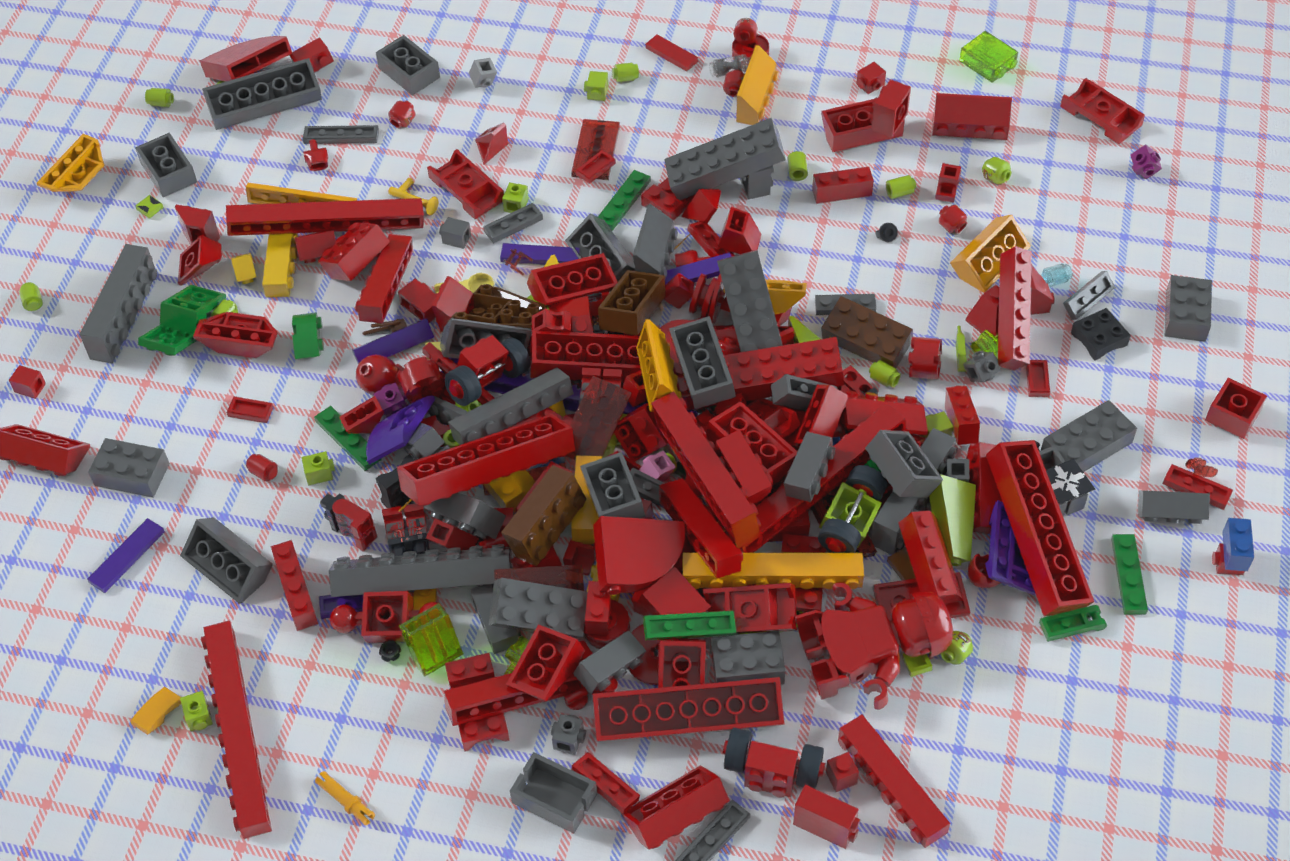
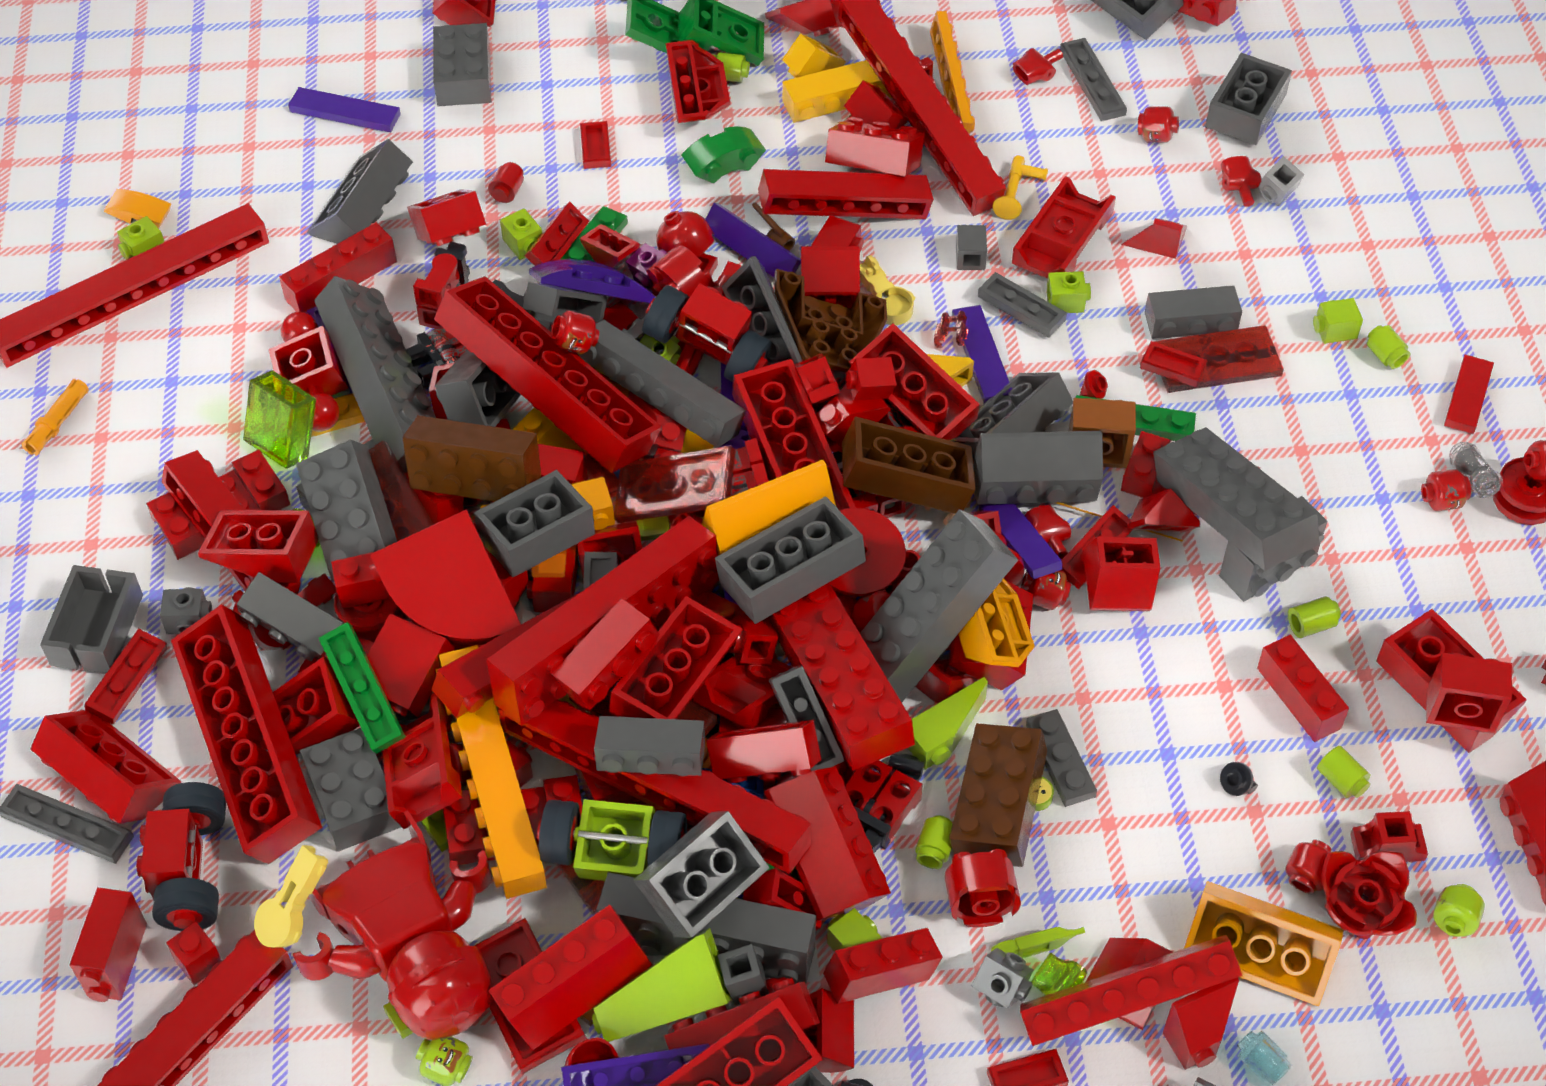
camera: 70 degrees right, 0 degrees up
(291, 500) = (447, 216): none -> red brick
(334, 447) = (558, 235): none -> red plate
(465, 92) = (1240, 176): none -> red piece
(467, 430) = (574, 332): none -> red head
(560, 146) = (1192, 311): none -> dark grey brick
(570, 292) = (871, 378): none -> red brick
(590, 207) = (1094, 385): none -> red plate
(633, 209) = (1116, 422): none -> dark orange brick
(756, 87) = (1445, 512): light orange slope -> none
(847, 709) = (283, 925): none -> light yellow piece
(978, 202) = (1382, 879): none -> red brick

